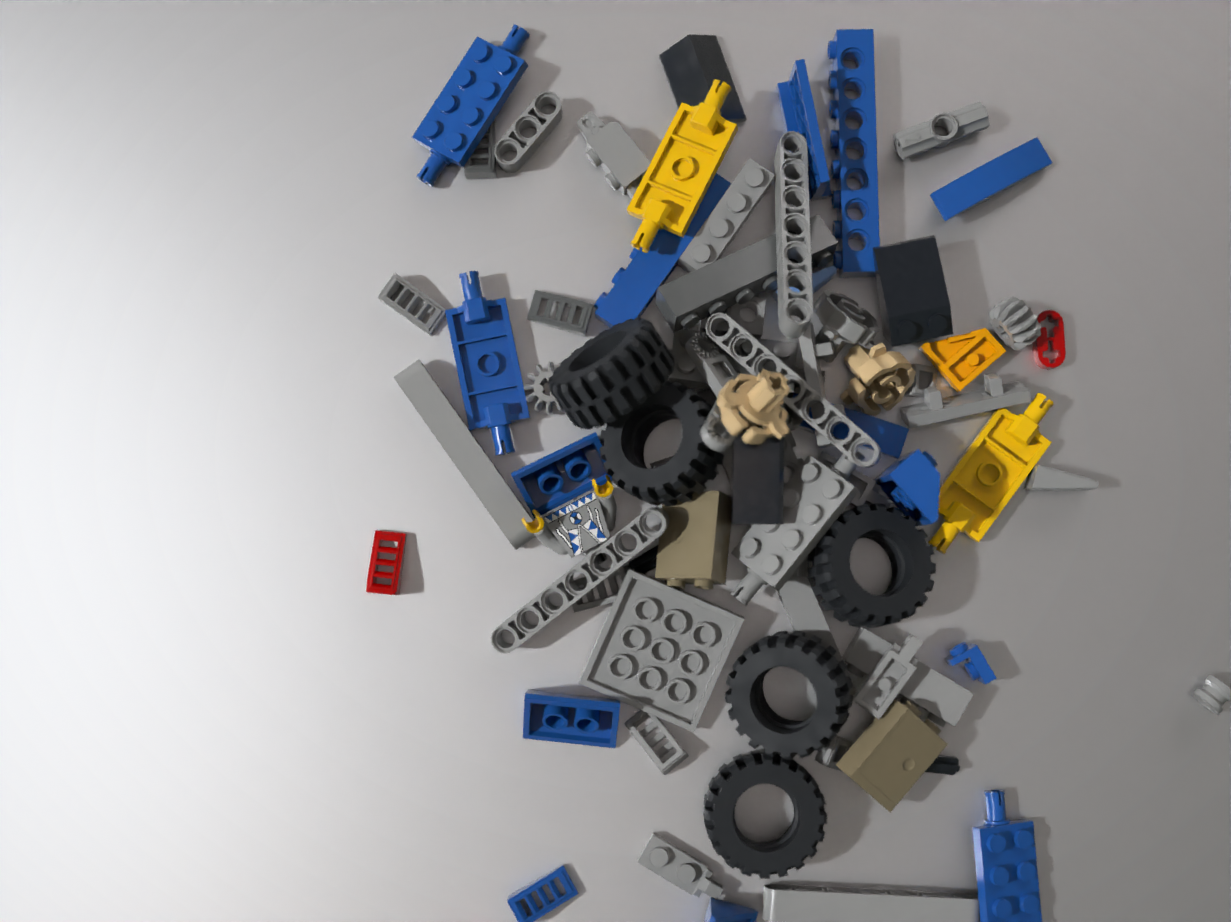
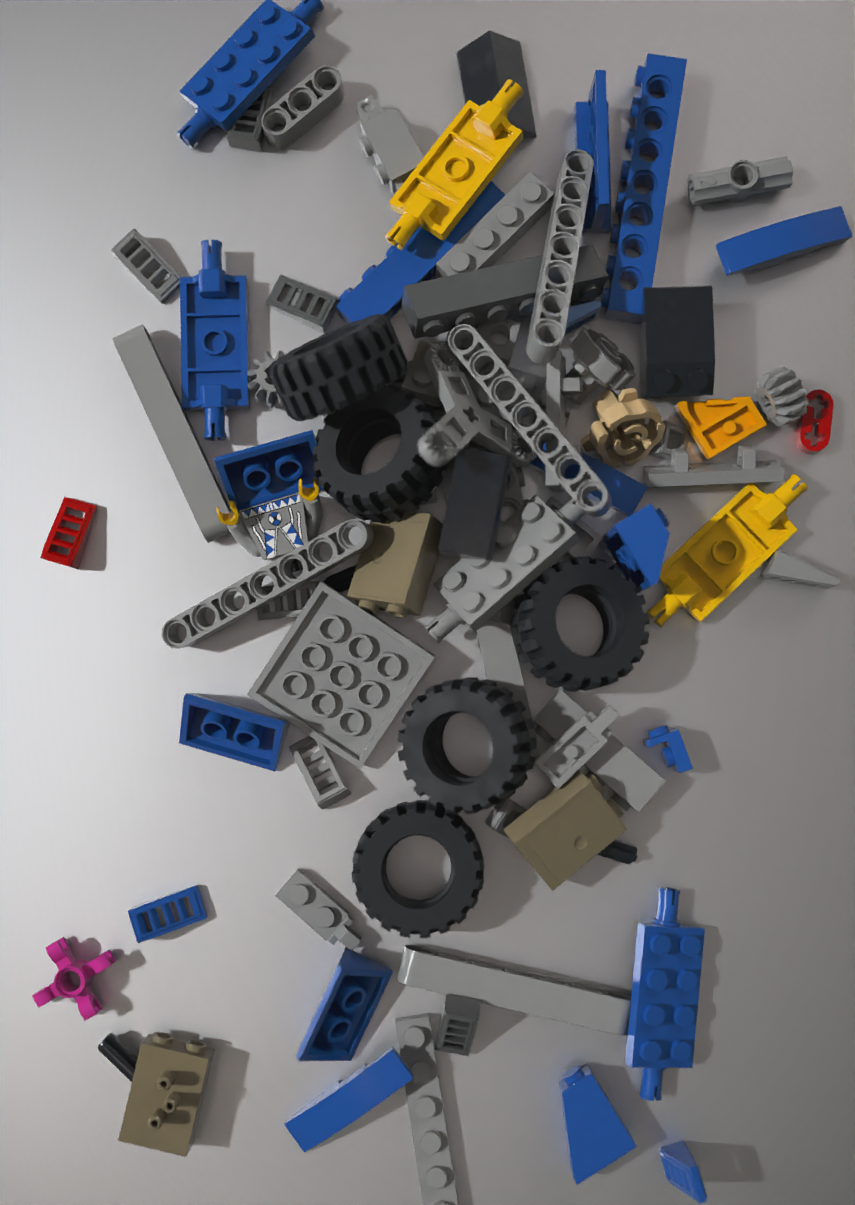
camera: 10 degrees right, 0 degrees up
(759, 404) = (487, 426): tan piece -> none

